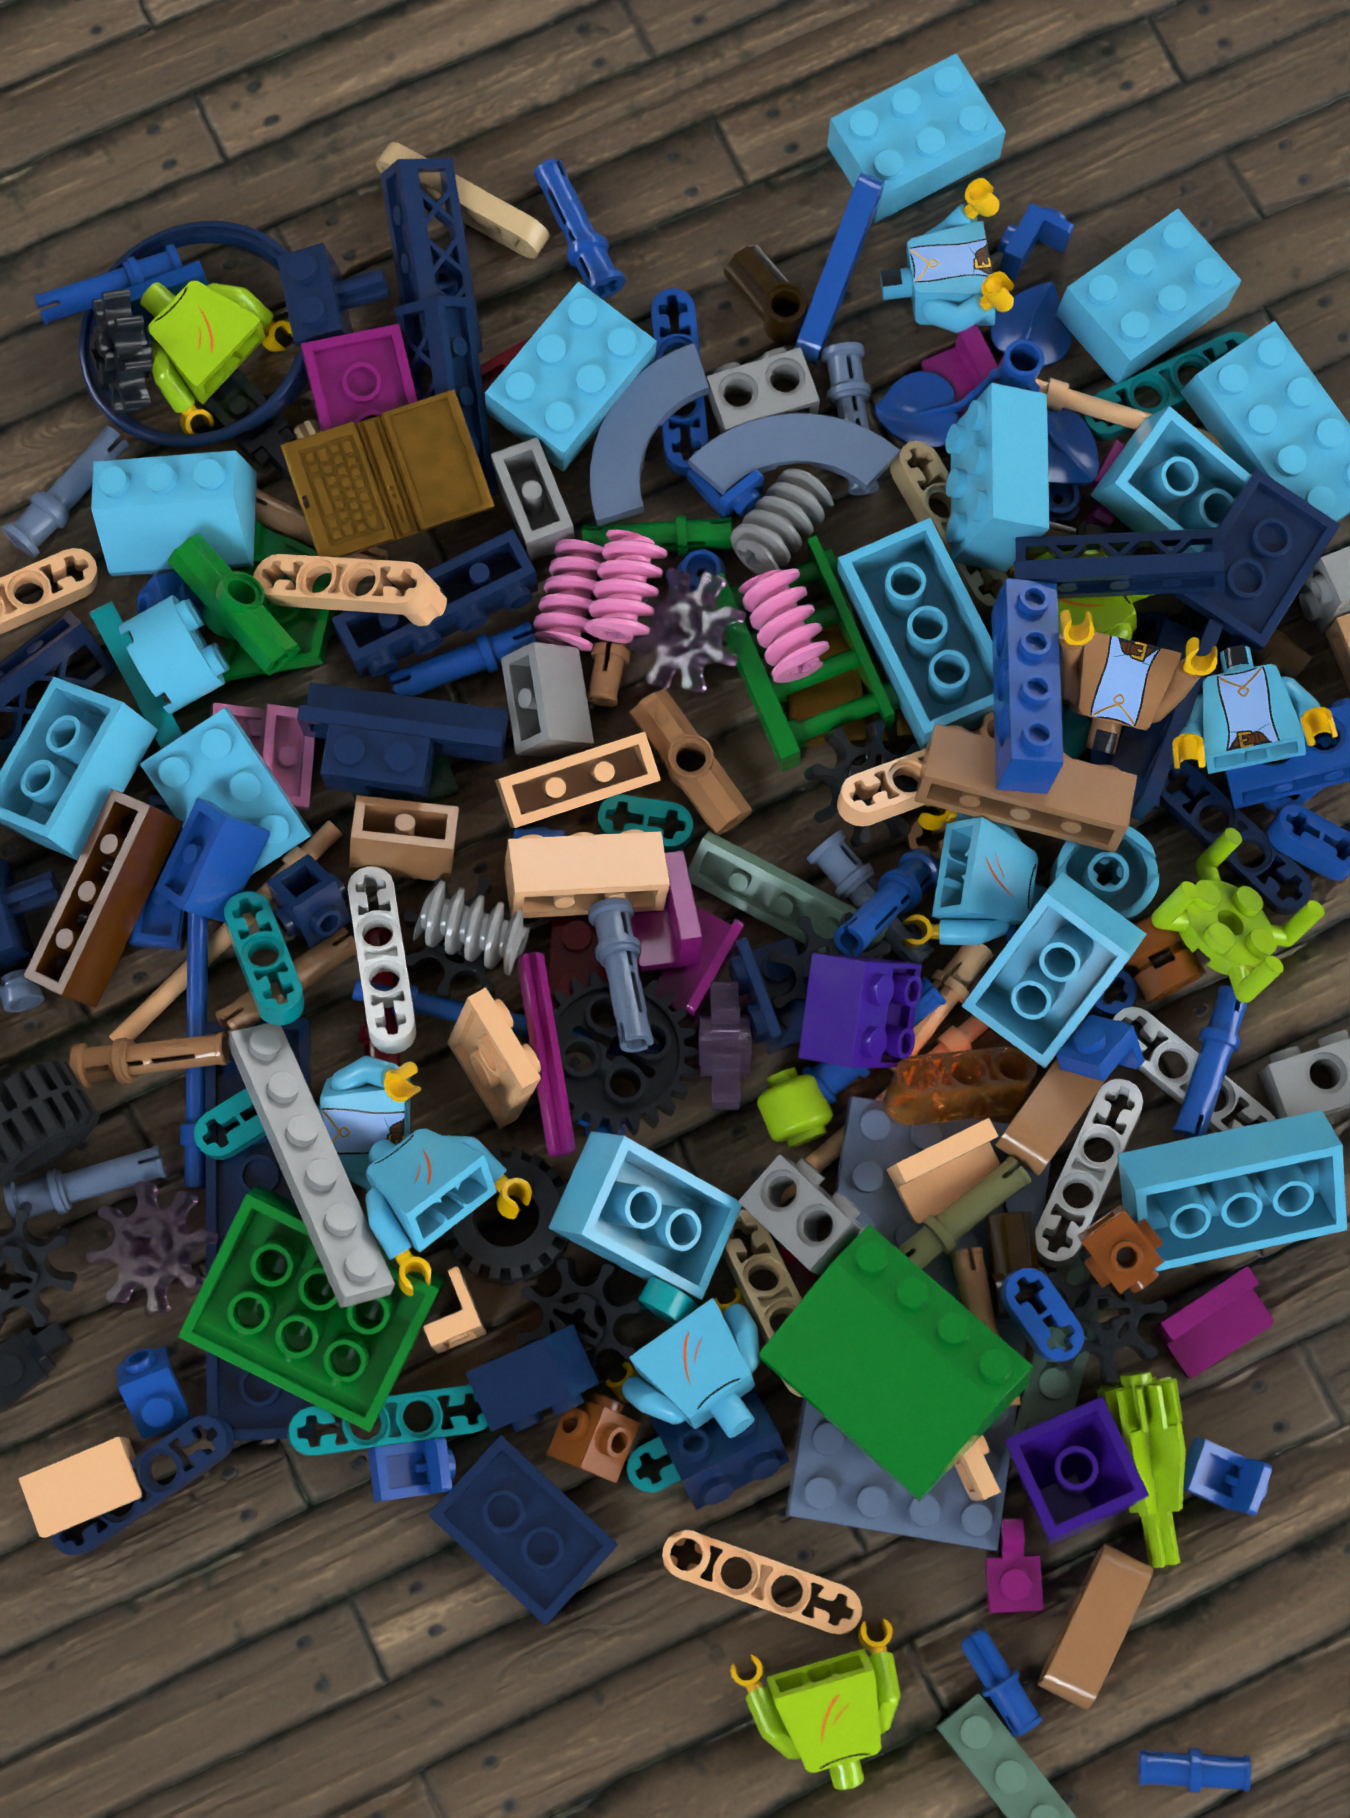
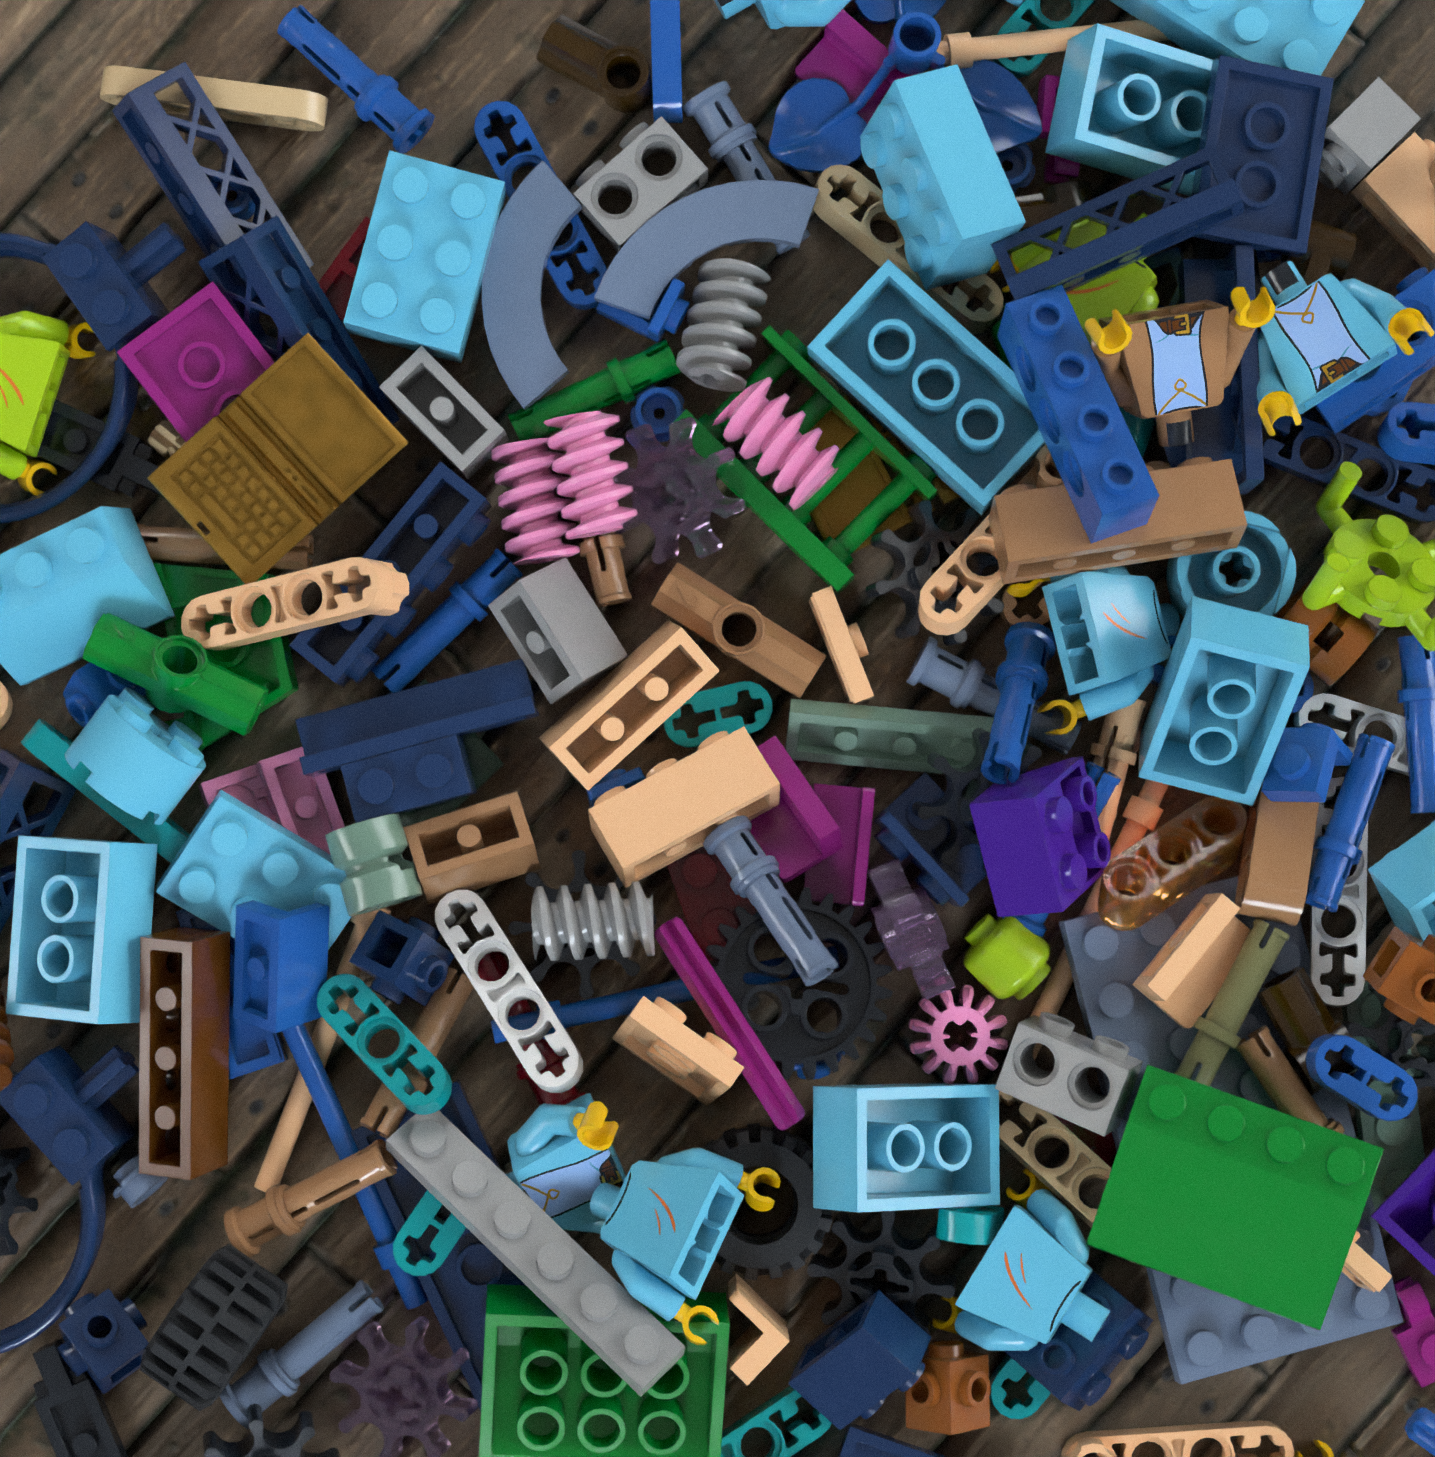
camera: 25 degrees left, 10 degrees up
(320, 806) = (373, 864): none -> sand green wheel
(735, 1138) = (957, 1054): none -> bright pink gear
(769, 807) = (843, 644): none -> light nougat plate
(1103, 1128) = (1351, 811): none -> blue pin

